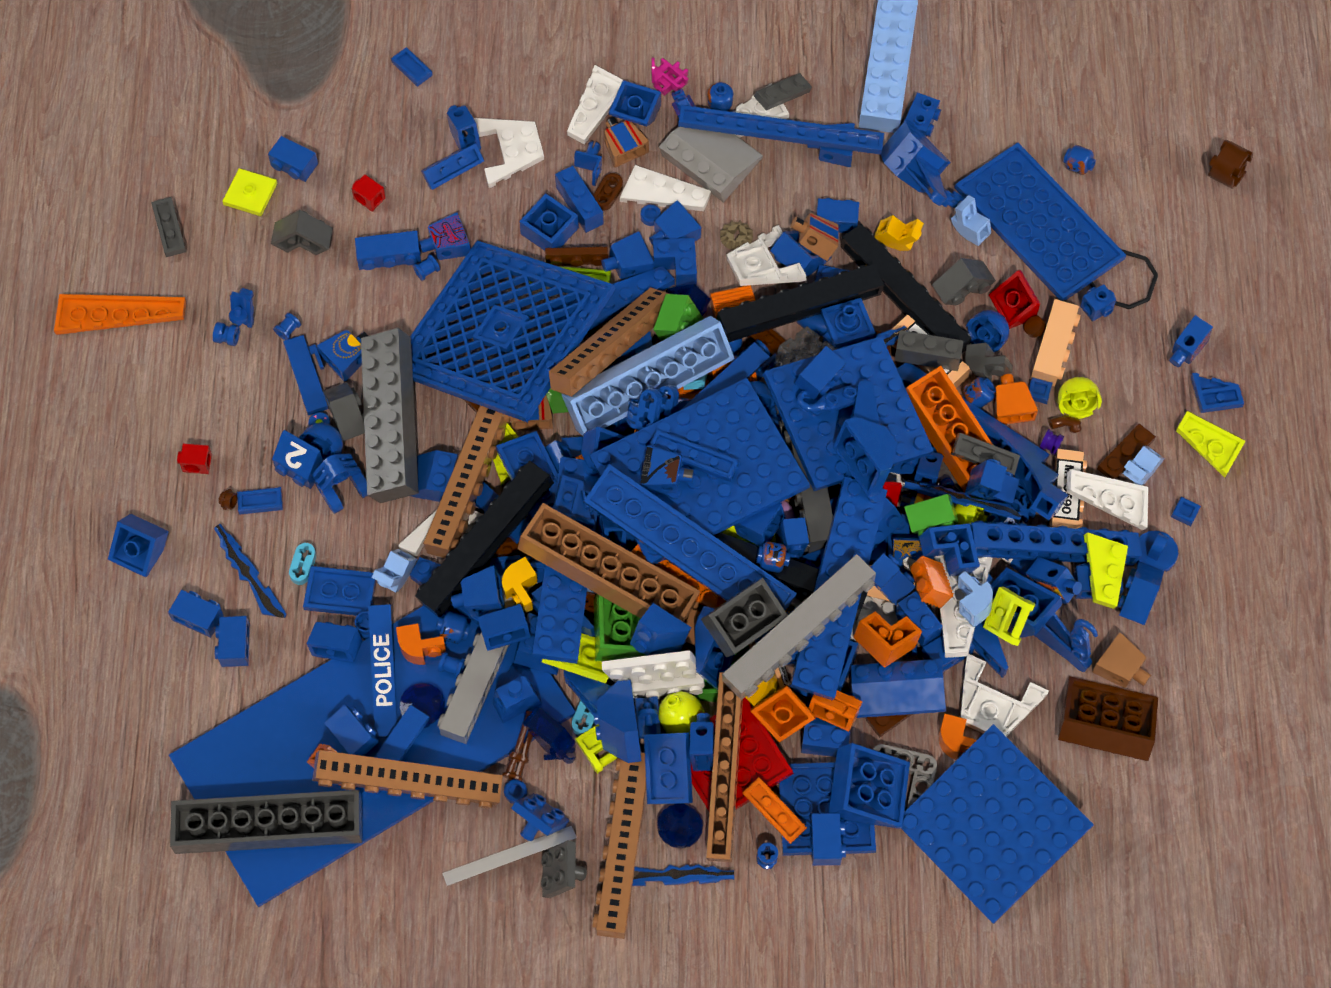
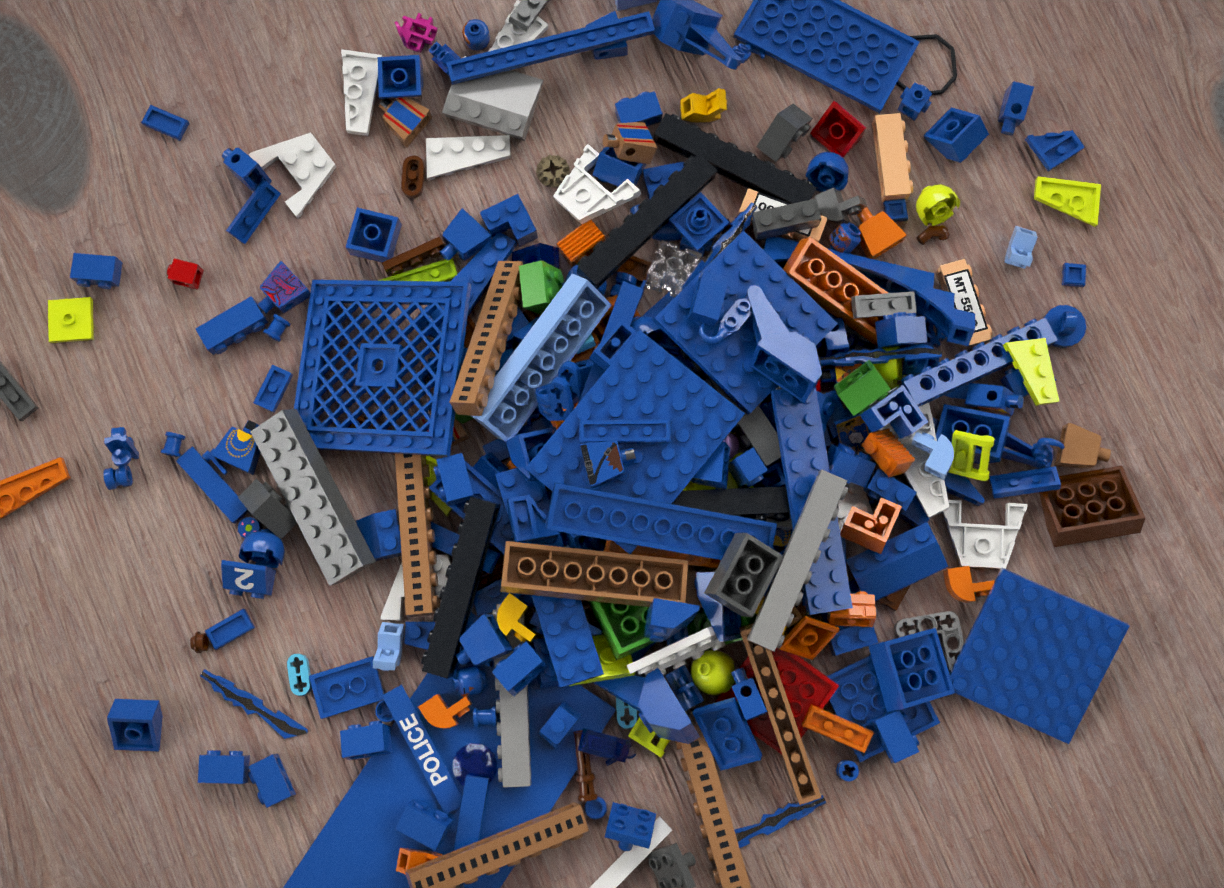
camera: 20 degrees left, 15 degrees up
(195, 458) = (148, 616): red brick -> none
(301, 231) = (142, 343): dark grey brick -> none
(332, 472) = (290, 574): blue piece -> none
(398, 315) = (273, 388): none -> blue plate
(522, 444) = (454, 478): none -> blue brick
(579, 198) = (389, 196): blue brick -> none
(590, 160) = (381, 151): blue bracket -> none
(649, 214) = (463, 183): blue tile -> none
(676, 224) = (493, 186): blue torso -> none
(680, 825) = (758, 777): clear blue dish -> none
(716, 382) = (612, 344): none -> blue brick
(772, 557) = (739, 497): blue head -> none
(969, 223) = (765, 69): light blue brick -> none
(1035, 326) = (866, 149): reddish brown tile -> none
(1051, 442) = (929, 259): dark purple wheel -> none
(1054, 670) = (1024, 482): none -> blue plate
(1113, 496) = (1006, 291): white wing -> none
(1126, 347) = (957, 134): none -> blue slope
(1127, 450) = (998, 239): reddish brown plate -> none
(1143, 589) = (1072, 374): blue brick -> none

